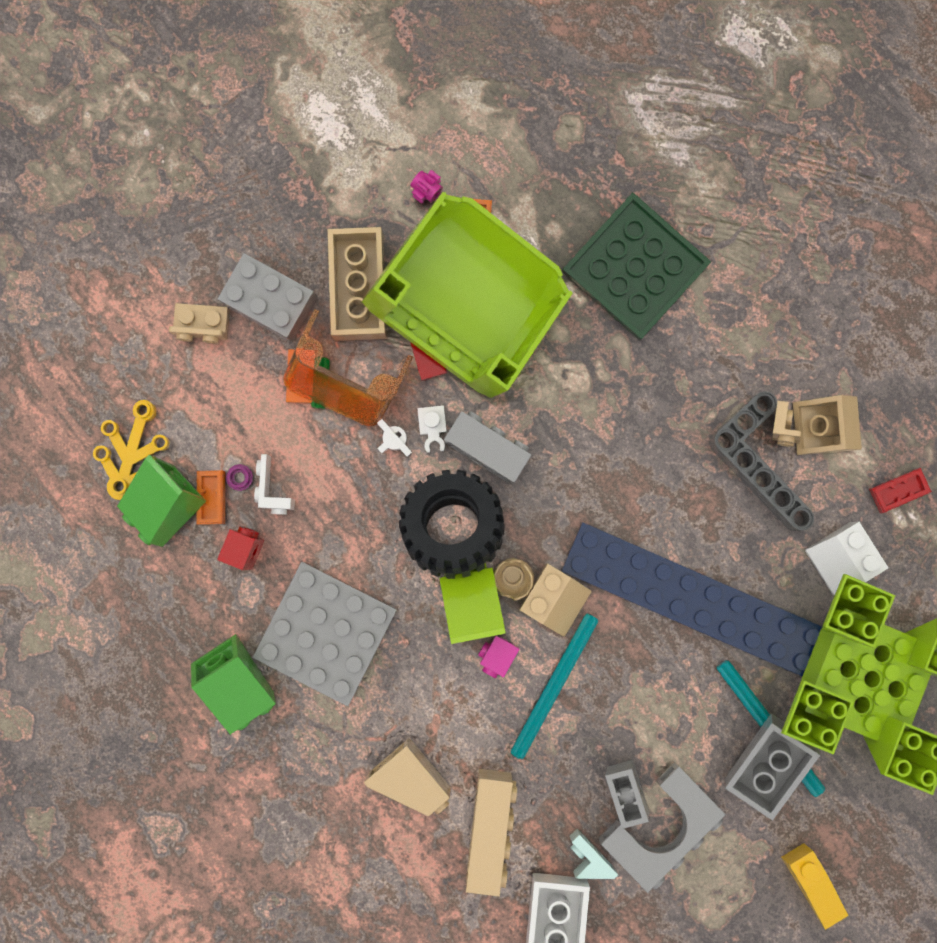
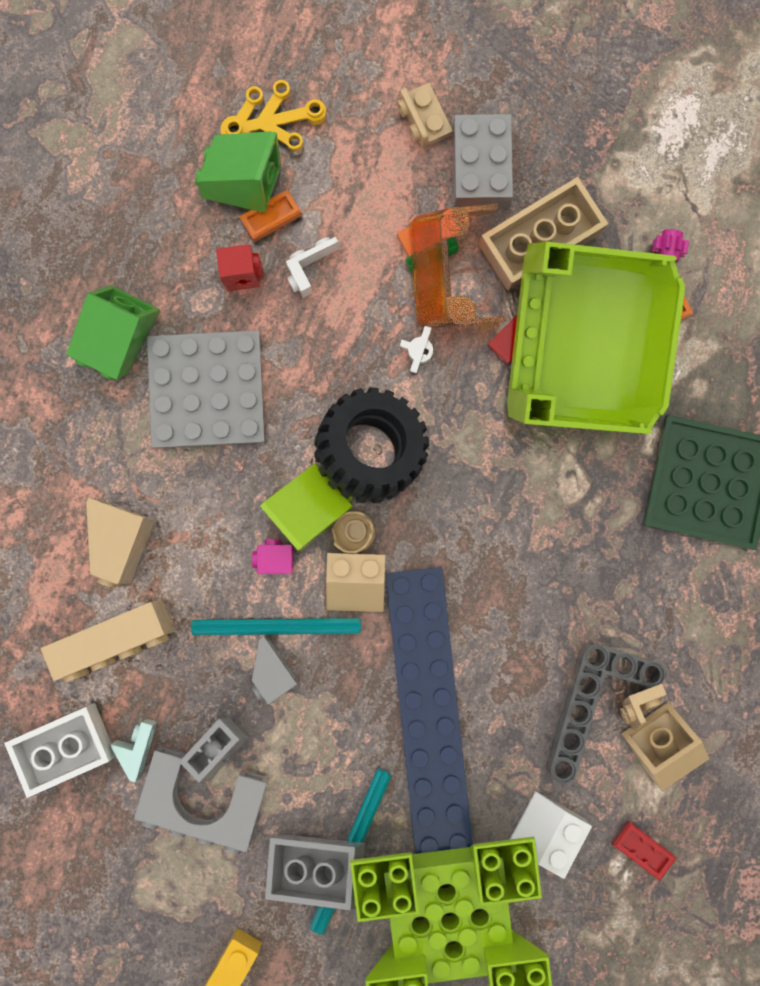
camera: 55 degrees right, 0 degrees up
(231, 477) = (299, 224): magenta plate -> none
(432, 423) = (453, 377): white plate -> none
(488, 447) = (461, 438): light grey brick -> none
(591, 711) = (271, 673): none -> light grey slope

